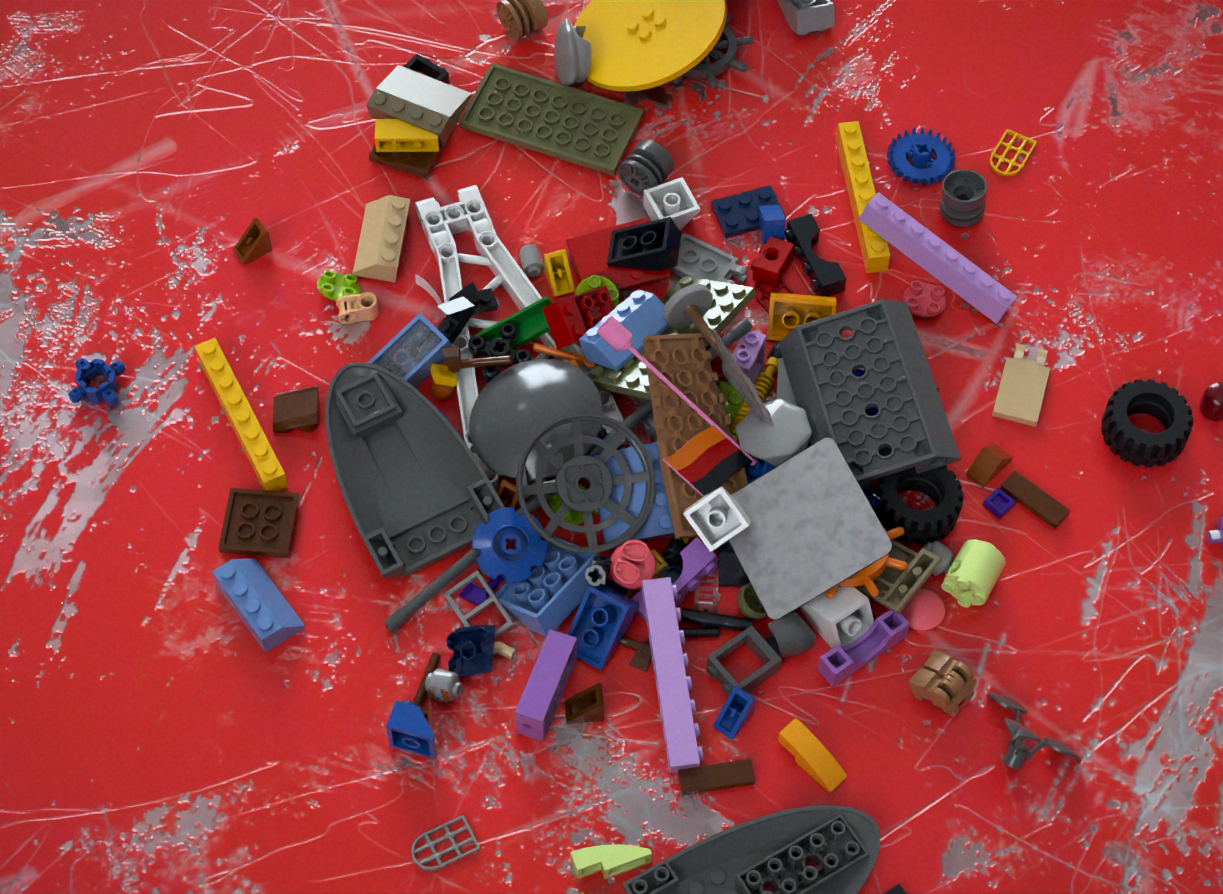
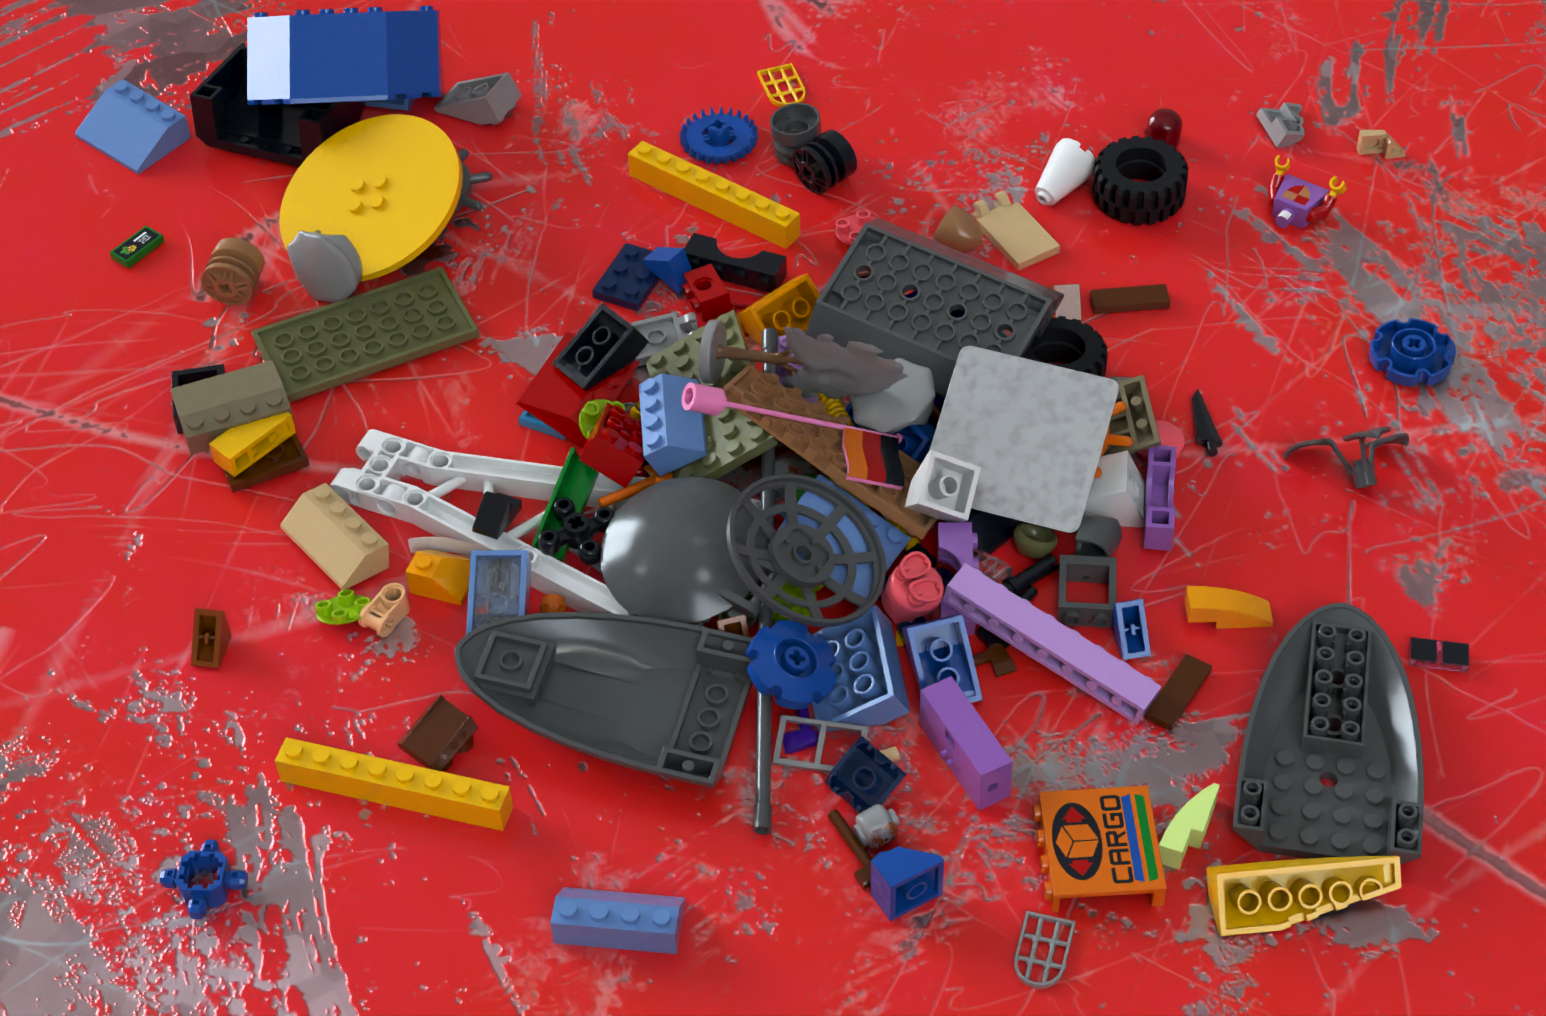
camera: 45 degrees left, 10 degrees down
(259, 523) = (530, 854): reddish brown plate -> none
(407, 303) = (439, 576): none -> light orange slope
(442, 375) = (548, 590): yellow tile -> none
(454, 363) = (551, 568): reddish brown piece -> none
(457, 315) = (502, 529): black slope -> none
(531, 260) = (497, 447): light grey brick -> none
(545, 819) = (1099, 844): none -> orange panel
(558, 273) = (536, 440): yellow slope -> none
(586, 706) = (1016, 727): reddish brown slope -> none
(599, 571) = (898, 613): black connector -> none
(646, 167) = (509, 302): dark grey wheel -> none
(671, 200) = (564, 311): white slope -> none
(937, 257) = (839, 185): lavender brick -> none
(943, 682) = (1249, 469): medium nougat hips -> none
(956, 232) = (824, 161): none -> black wheel
(963, 630) = (1204, 427): none -> black bar
(974, 572) = (1168, 376): yellowish green cylinder -> none
(979, 355) = (959, 230): none -> medium nougat piece
(999, 503) = (1108, 322): dark purple tile -> none
(1101, 373) = (1064, 171): none -> white cone
(1185, 709) = (1412, 352): none -> blue piece

